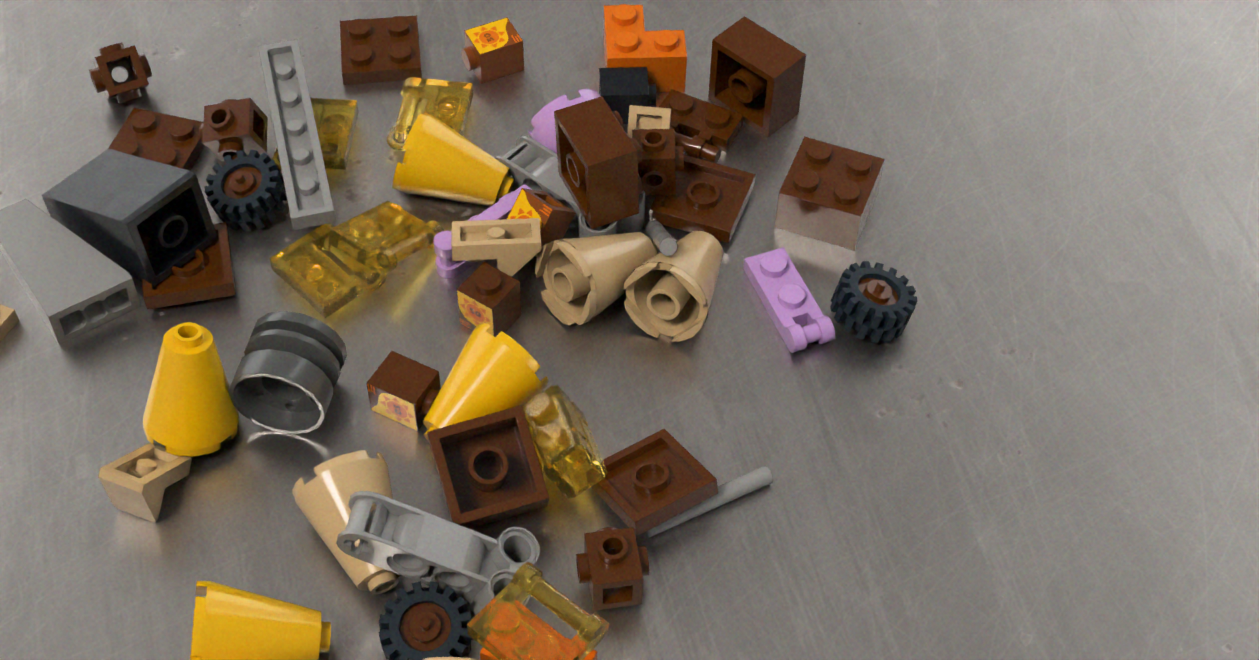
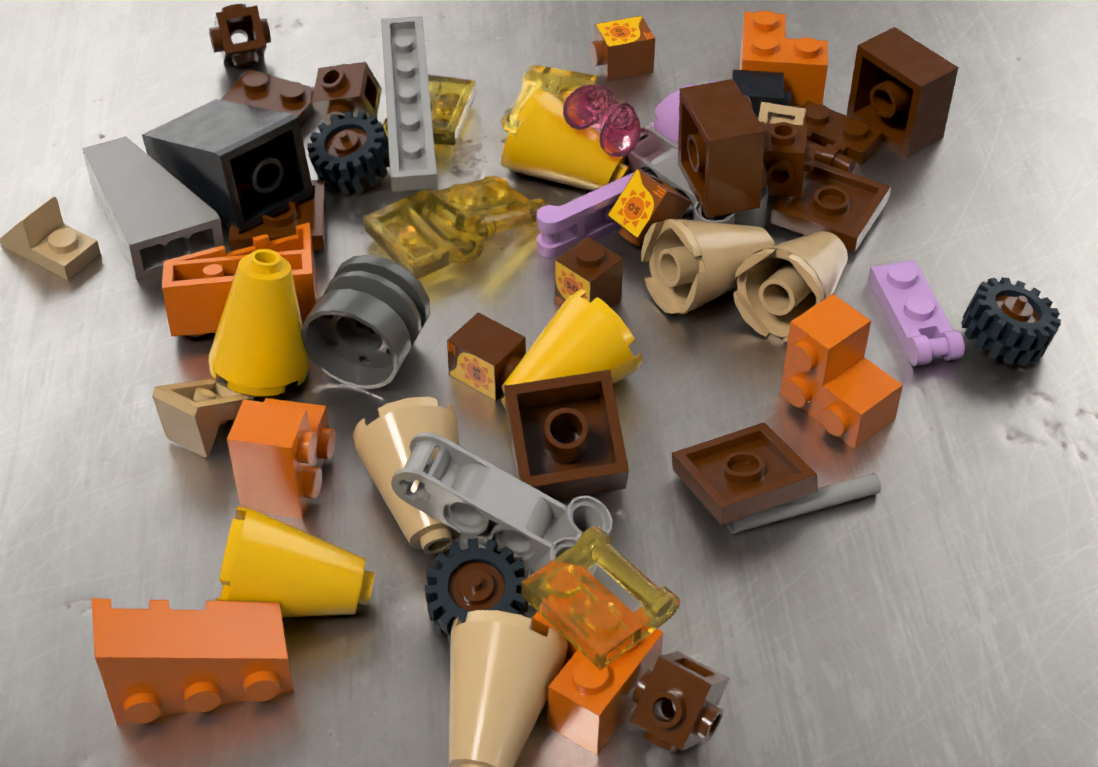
camera: 10 degrees right, 5 degrees down
(128, 349) = (199, 283): none -> orange wedge
(226, 515) = (279, 454): none -> orange brick
(380, 50) = (505, 39): reddish brown plate -> none
(478, 125) = (616, 121): none -> clear pink piece
(507, 240) = (616, 218): tan slope -> none
(563, 442) = (652, 420): clear yellow brick -> none
(613, 567) = (692, 553): reddish brown brick -> none
(661, 238) = (782, 232): light grey bar -> none
(722, 378) = (832, 377): none -> orange brick
(829, 193) = (970, 211): reddish brown brick -> none

